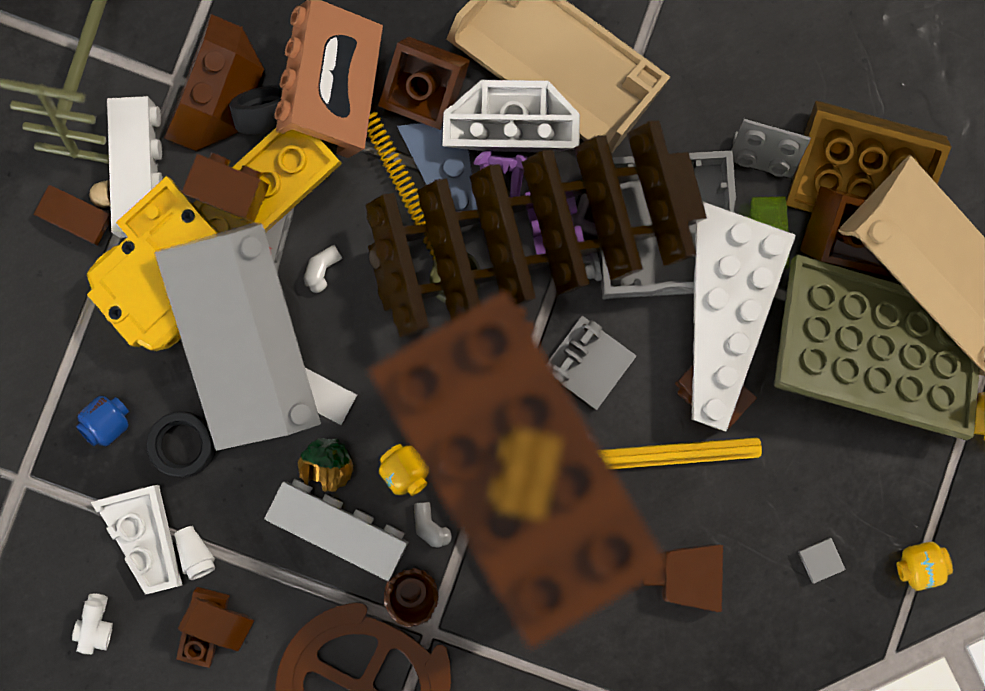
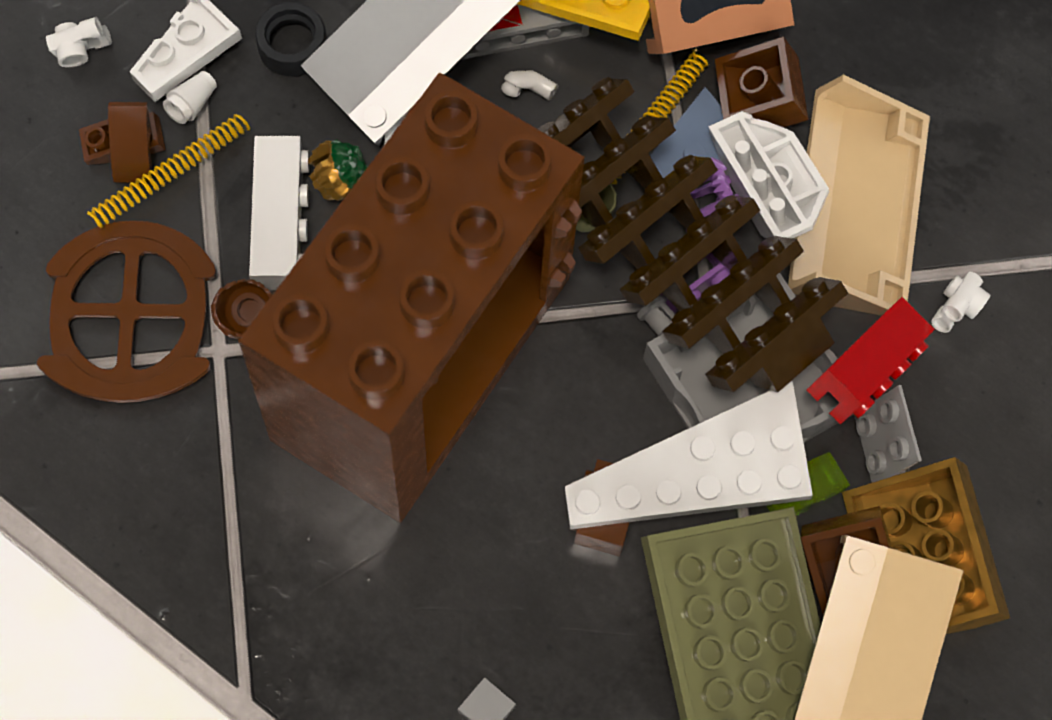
camera: 55 degrees right, 15 degrees down
(263, 648) = (124, 193): none -> yellow piece
(527, 473) = (411, 238): pearl gold brick -> none
(590, 362) = (570, 374): light grey hinge -> none
(682, 24) = (964, 298): none -> white plate
(683, 453) = (523, 504): yellow axle -> none
(692, 577) = (401, 573): reddish brown torso -> none
(708, 127) = (872, 359): none -> red brick

